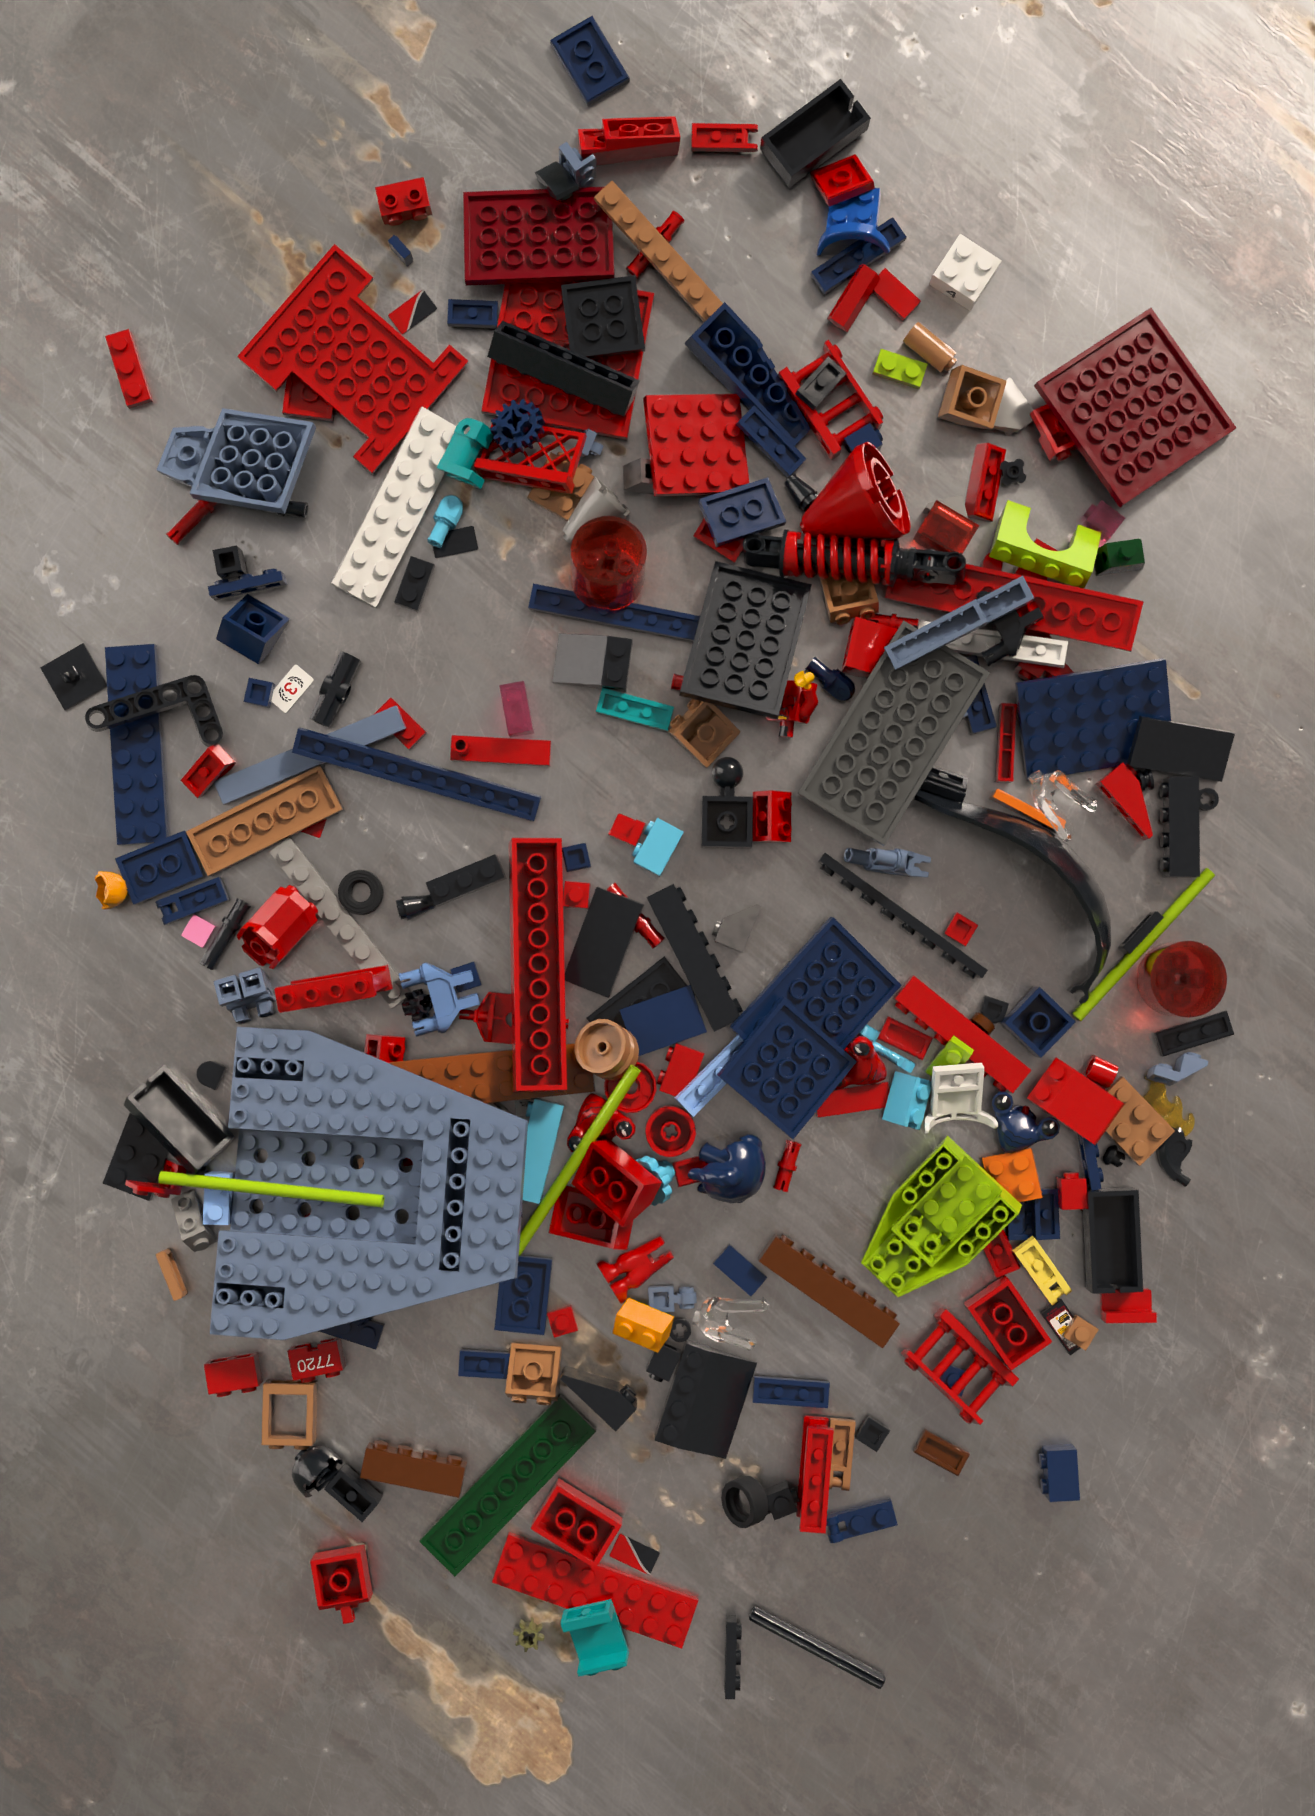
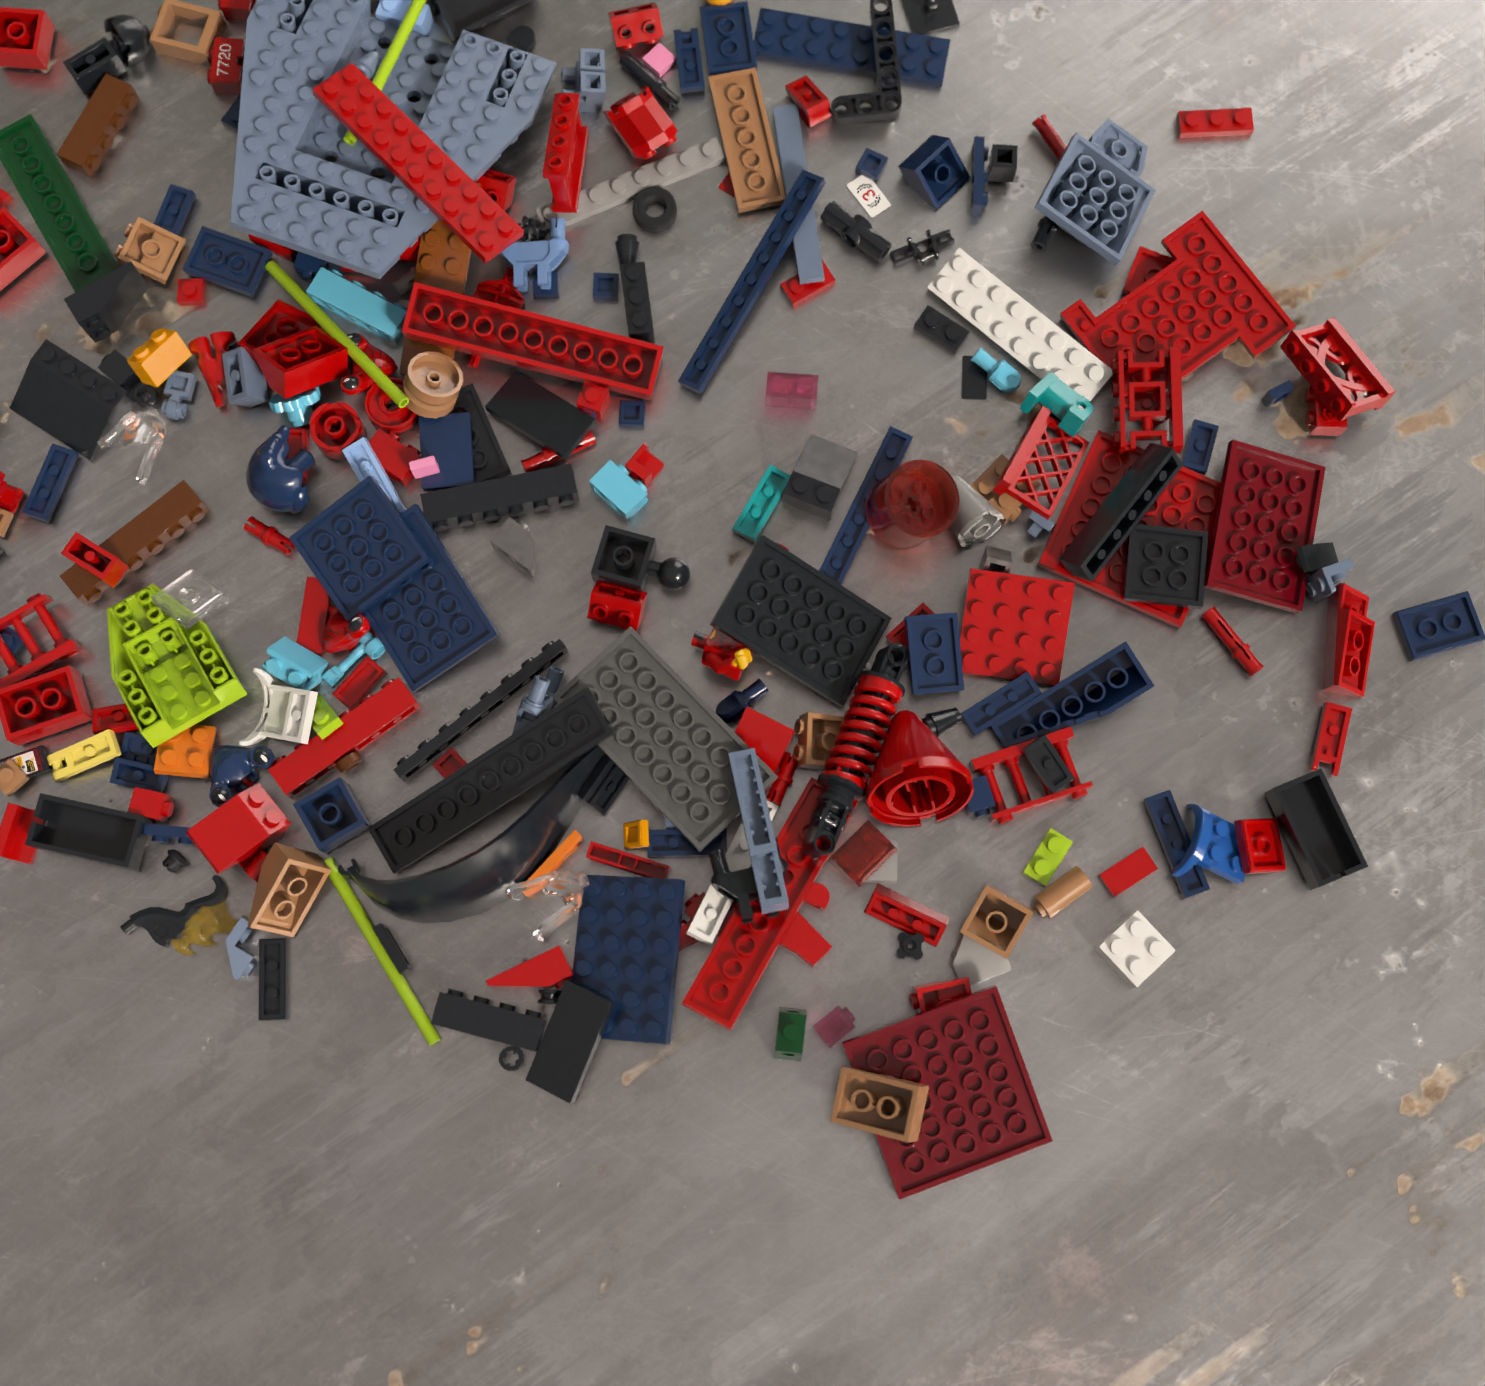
camera: 105 degrees right, 10 degrees down
(170, 962) = (635, 21): none -> red brick
(296, 1211) = (368, 64): none -> sand blue cone
(341, 626) = (928, 254): none -> black piece
(366, 174) = (1340, 348): none -> red fence
(395, 1121) = (418, 162): none -> red plate
(412, 311) = (1214, 394): sticker -> none
(440, 346) = (1167, 400): none -> red fence
(453, 918) = (606, 286): none -> dark blue tile
(500, 750) = (756, 368): red piece -> none
(517, 422) = (1073, 455): dark blue gear -> none
(643, 1236) = (244, 379): none -> sand blue slope
(657, 251) = (1221, 641): medium nougat plate -> none
(688, 1033) = (424, 467): none -> bright pink tile
(703, 731) = (719, 561): medium nougat plate -> none
(740, 1270) = (184, 466): dark blue tile -> none
(854, 297) = (1131, 826): red piece -> none
(864, 1314) = (94, 560): none -> red brick
(870, 1219) = (189, 598): none -> clear tile
(972, 881) = (491, 780): none -> black plate
(979, 742) = (636, 834): none -> light orange tile
(993, 1009) = (360, 778): black tile -> none
(1016, 548) = (792, 969): lime arch -> none
(1115, 1041) = (286, 889): none -> medium nougat slope
(1138, 1126) = (198, 889): medium nougat plate -> none
(1167, 459) = (879, 1104): none -> medium nougat slope
(1201, 978) = (307, 972): clear red brick -> none

